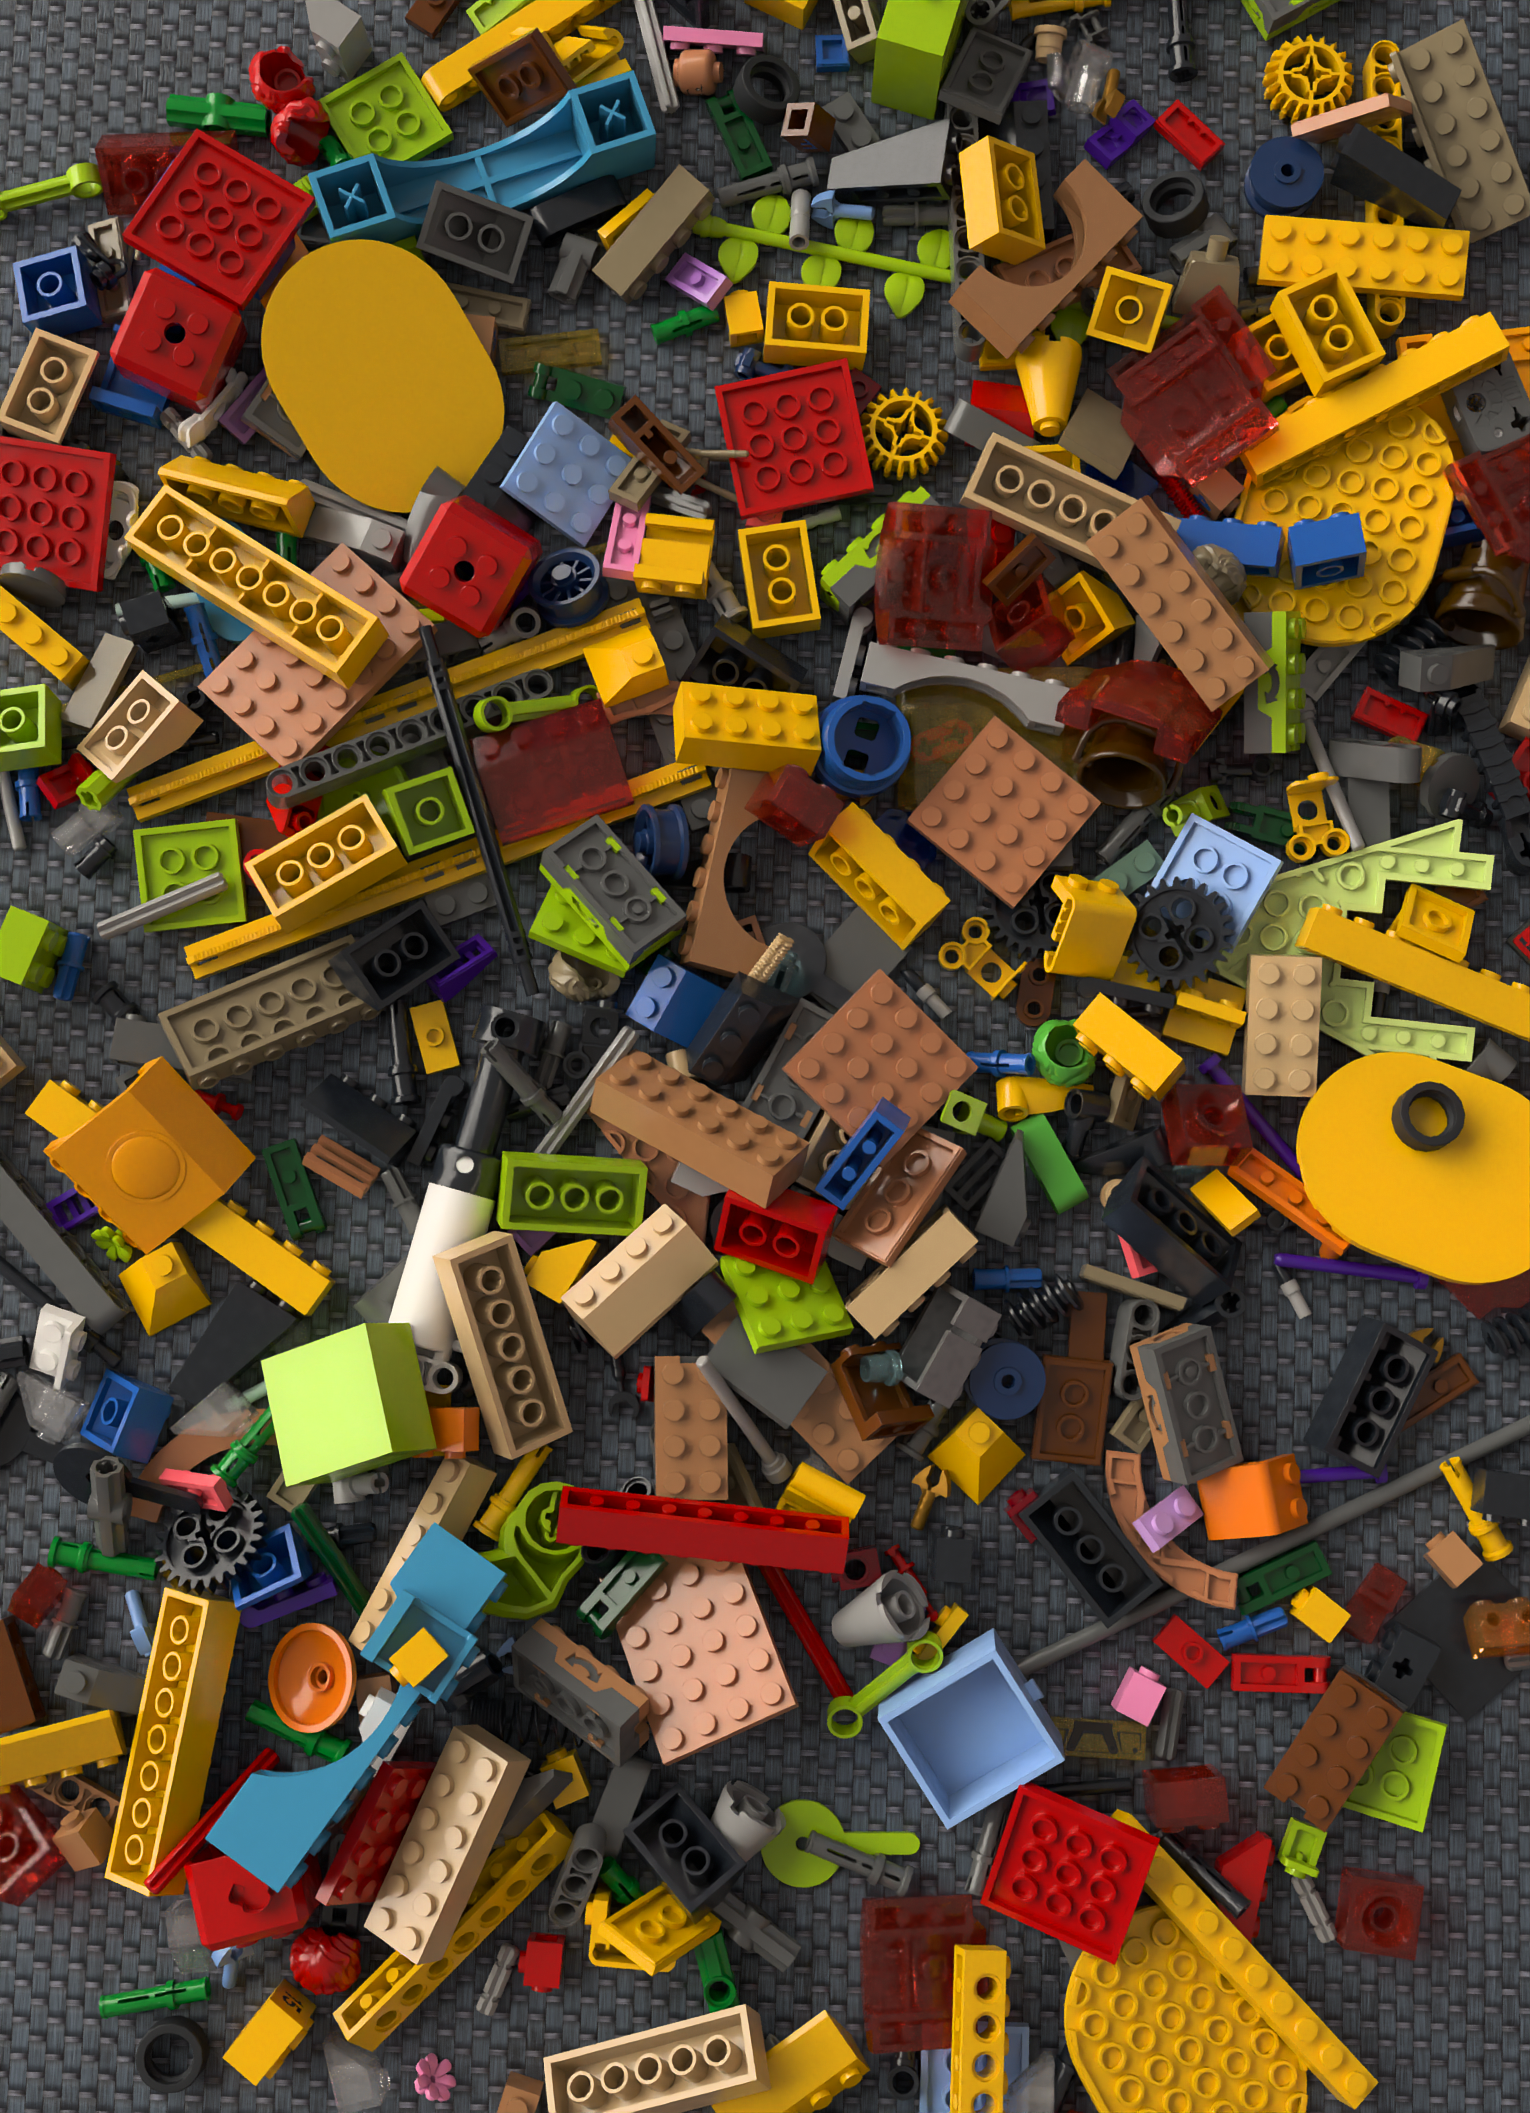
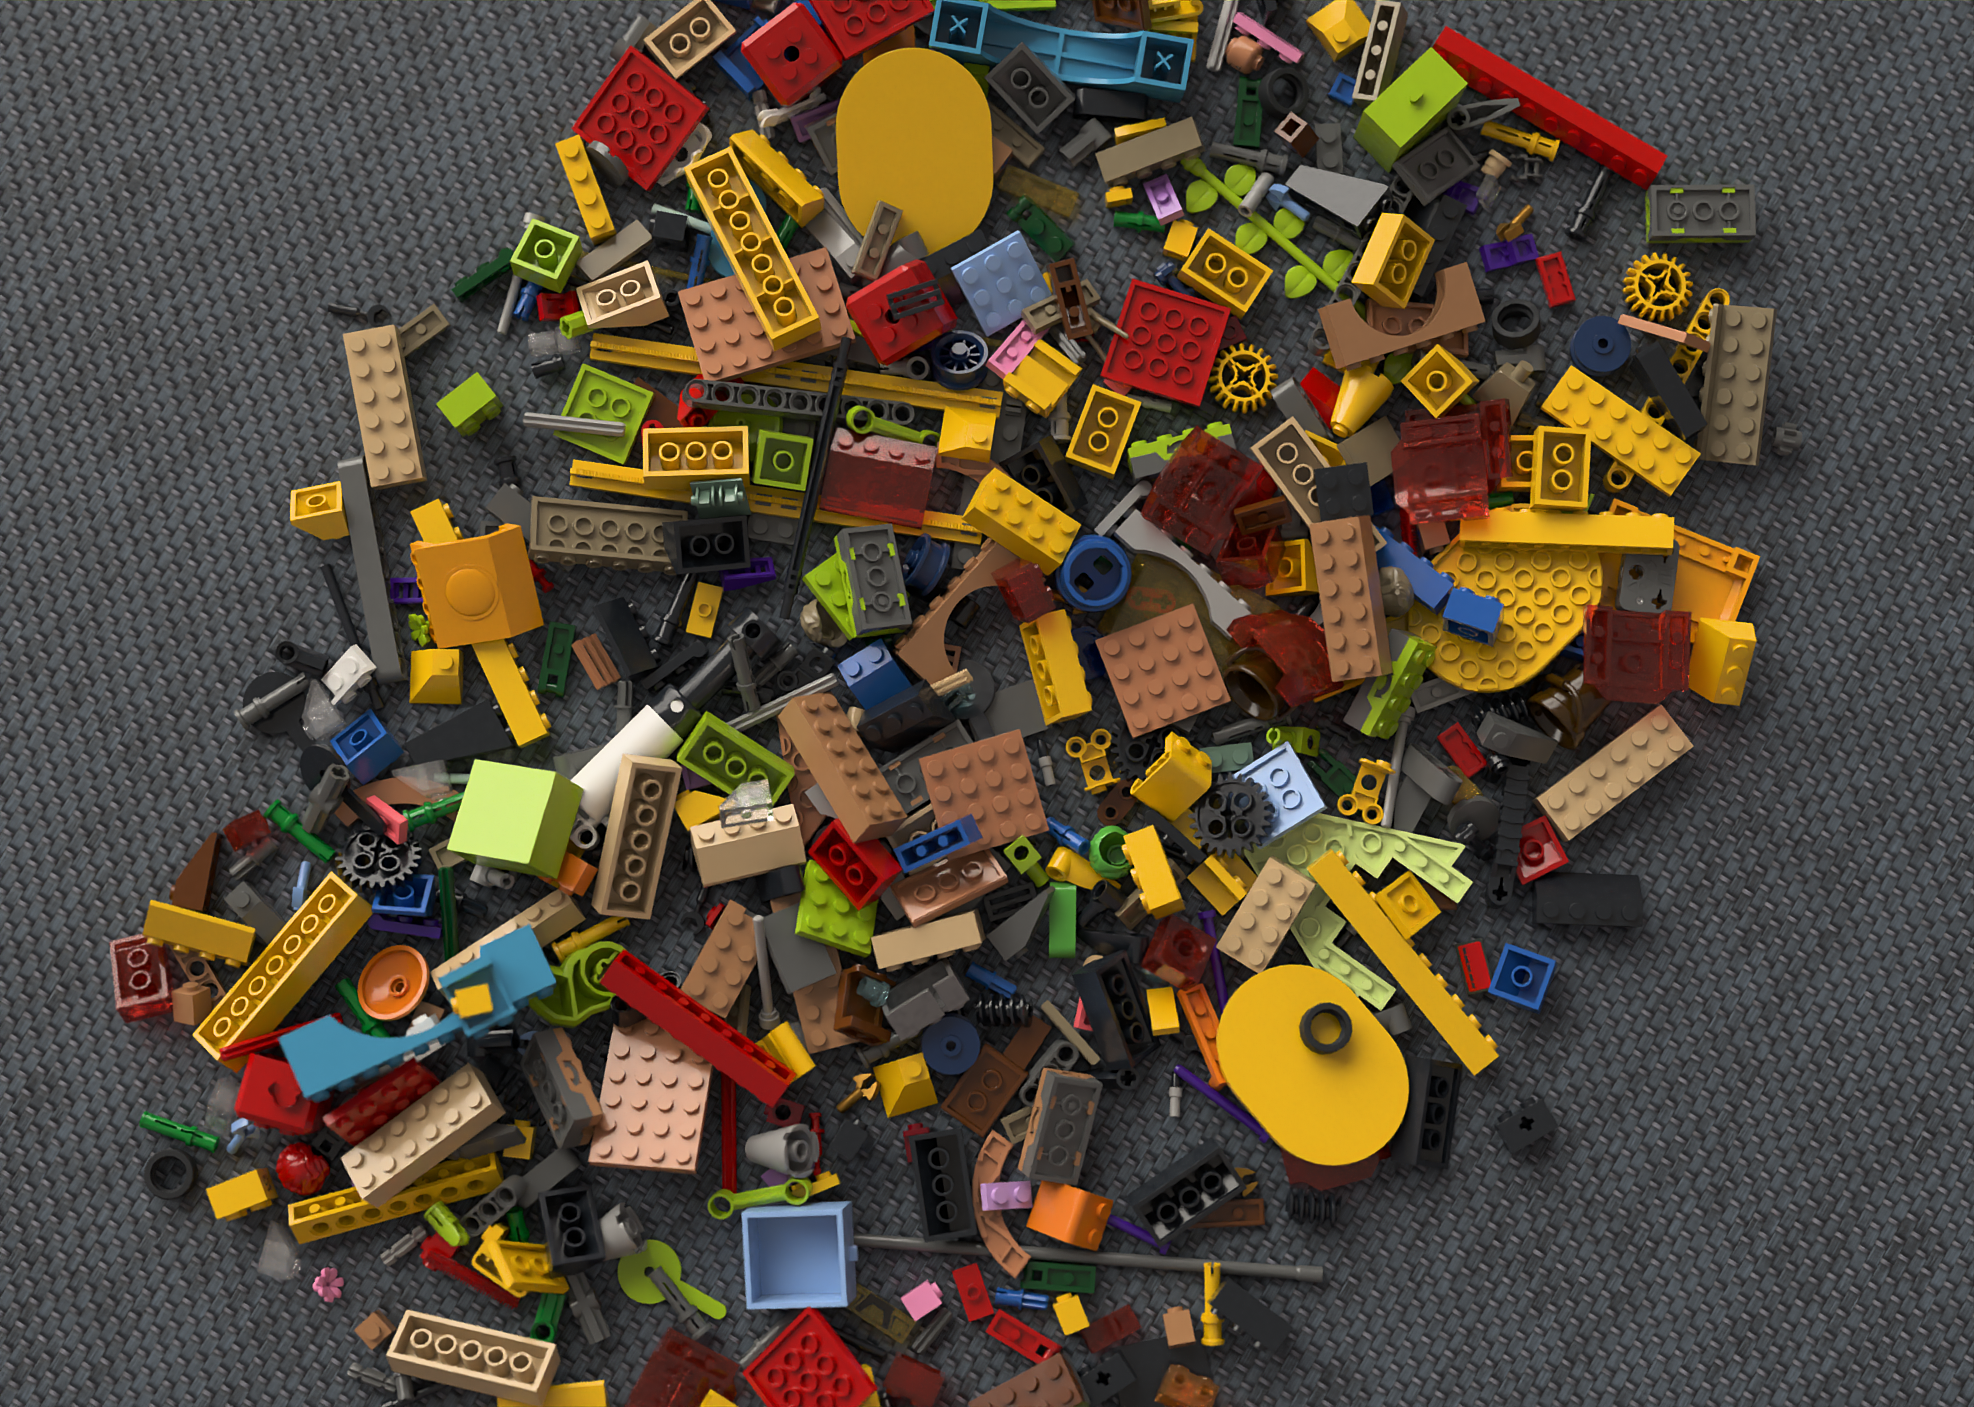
camera: 30 degrees right, 0 degrees up
(70, 966) = (492, 430): blue axle -> none
(380, 895) = (720, 498): none -> sand green hinge
(396, 502) = (877, 241): none -> dark tan tile
(499, 512) = (893, 306): none -> black tile
(535, 1930) = (446, 1224): none -> lime hinge
(589, 1975) = (470, 1277): none -> red axle
(613, 1234) = (747, 805): none -> clear slope
(620, 1590) = (623, 1038): dark green plate -> none
(645, 308) = (1118, 196): none -> yellow plate
(1089, 67) = (1512, 197): clear piece -> none
(1099, 486) = (1343, 491): none -> black plate

